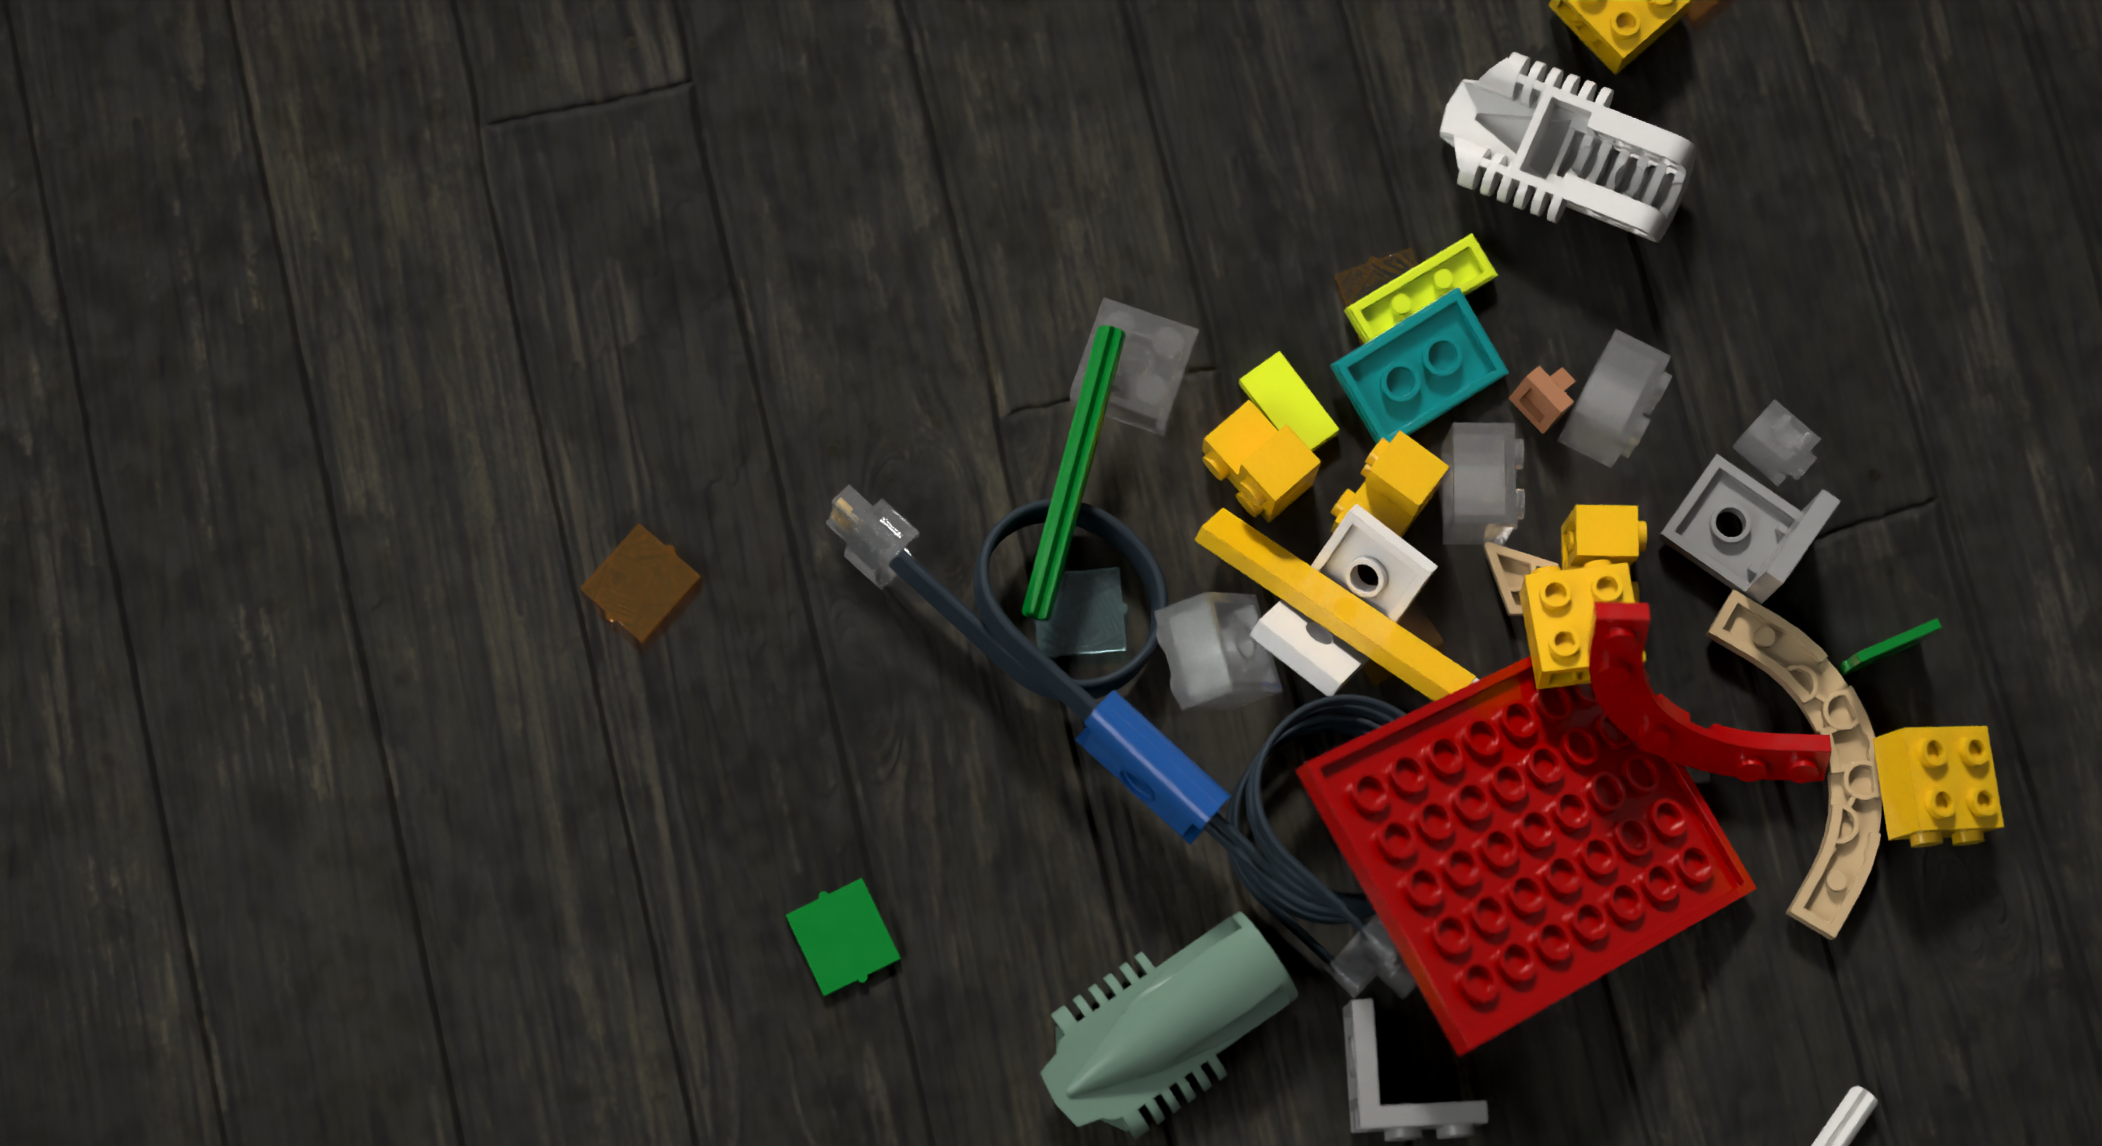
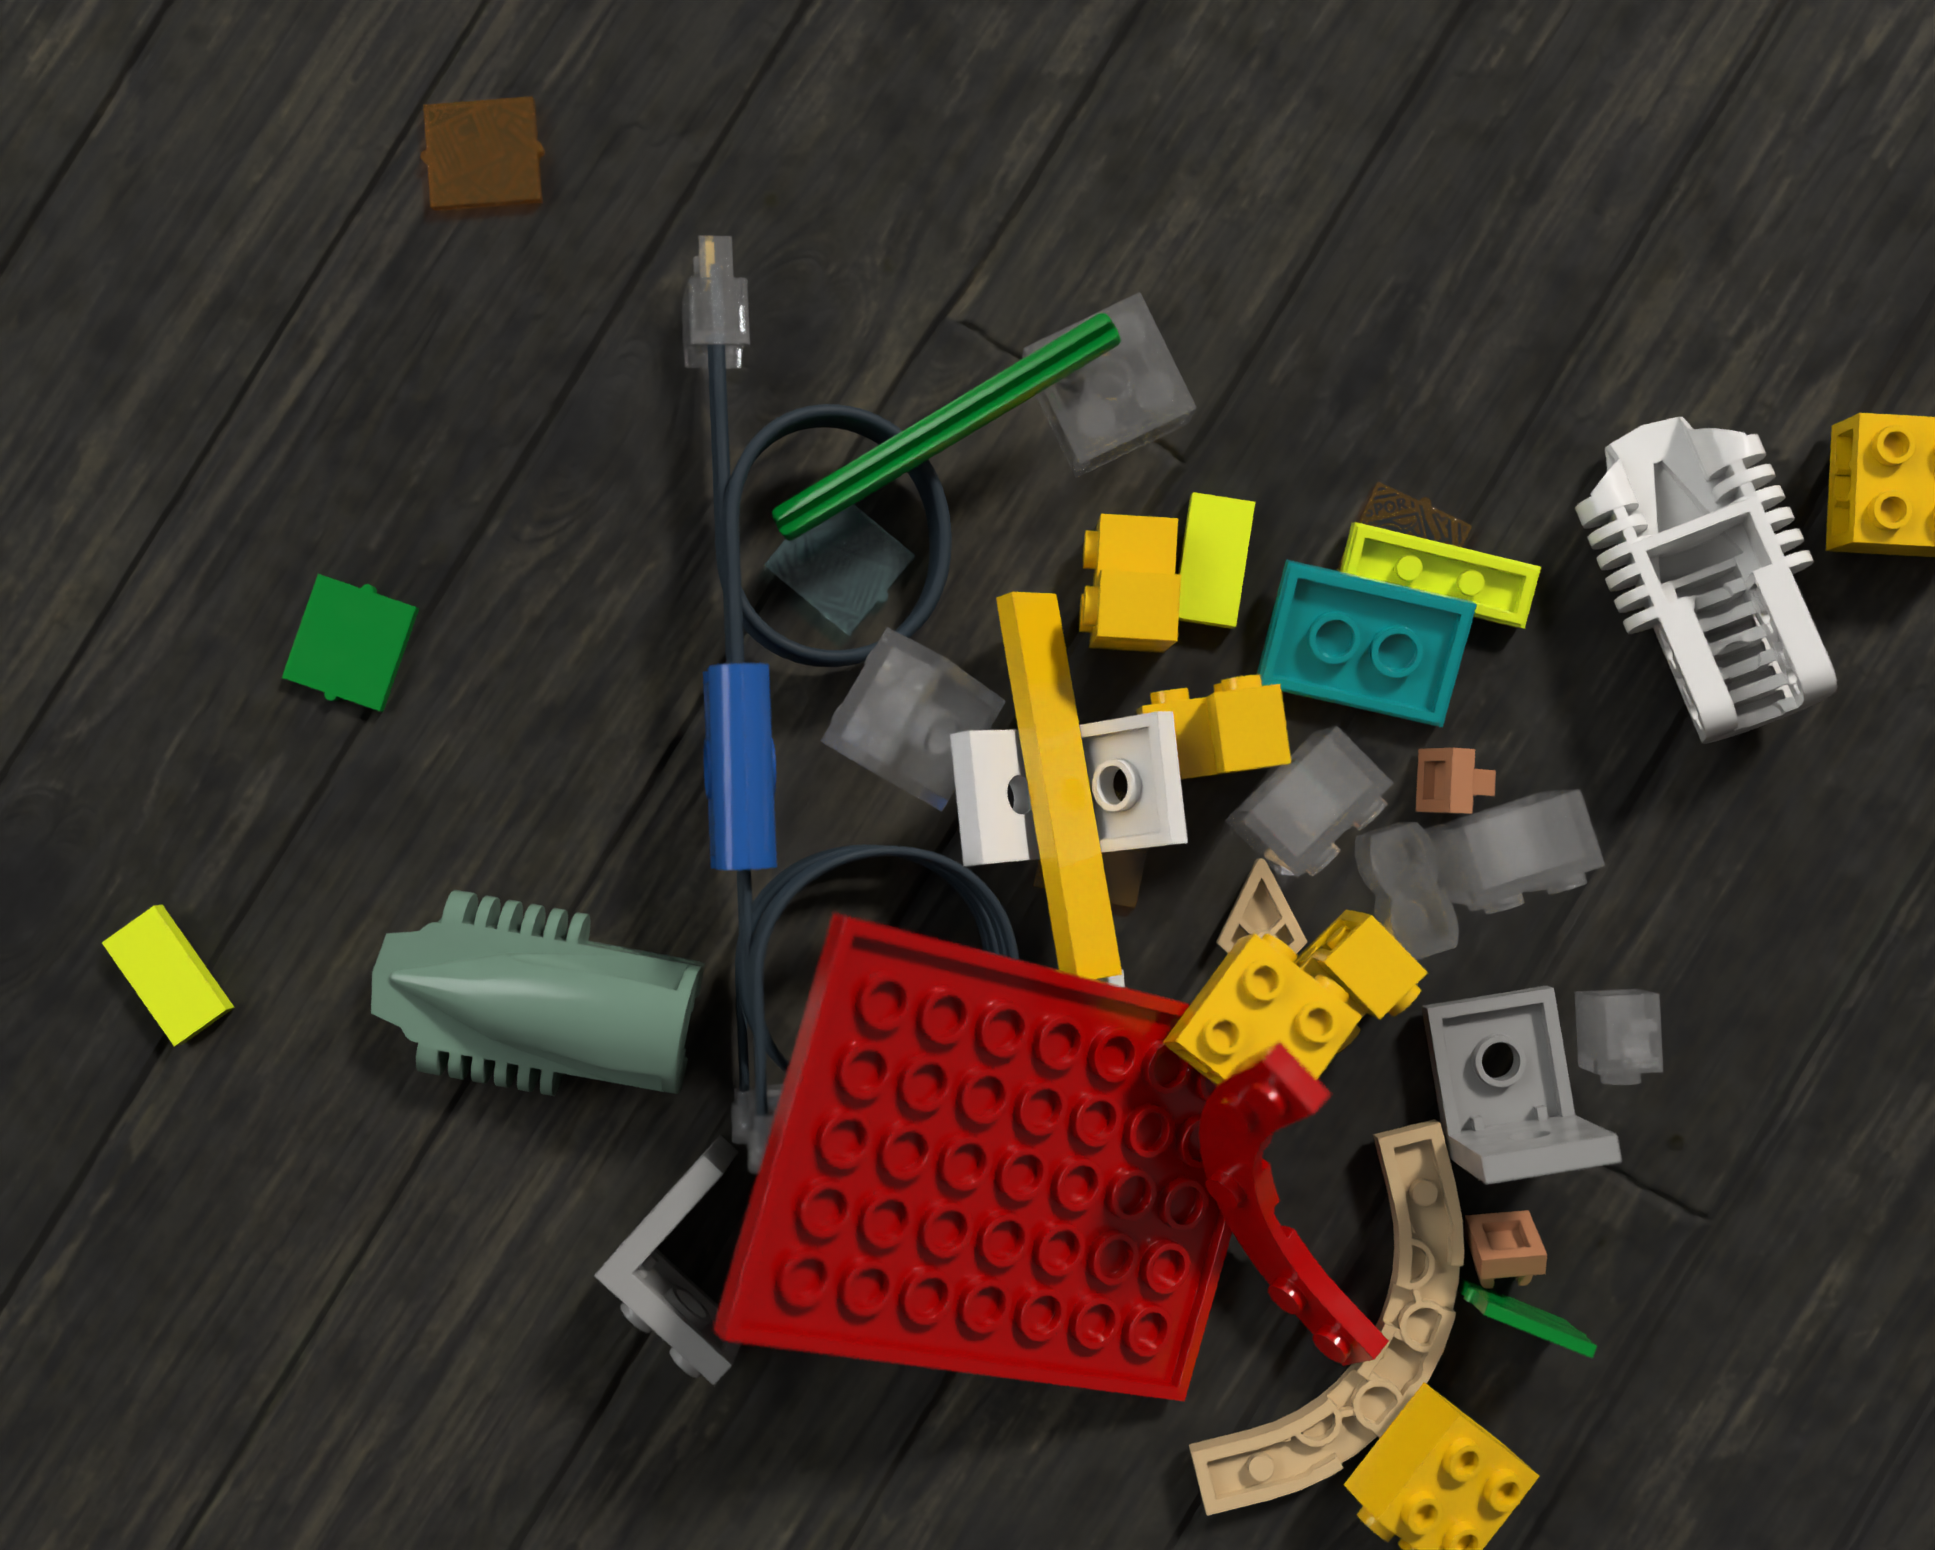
camera: 50 degrees right, 10 degrees up
(1571, 474) = (1403, 874): none -> clear brick
(1839, 623) = (1505, 1247): none -> nougat tile

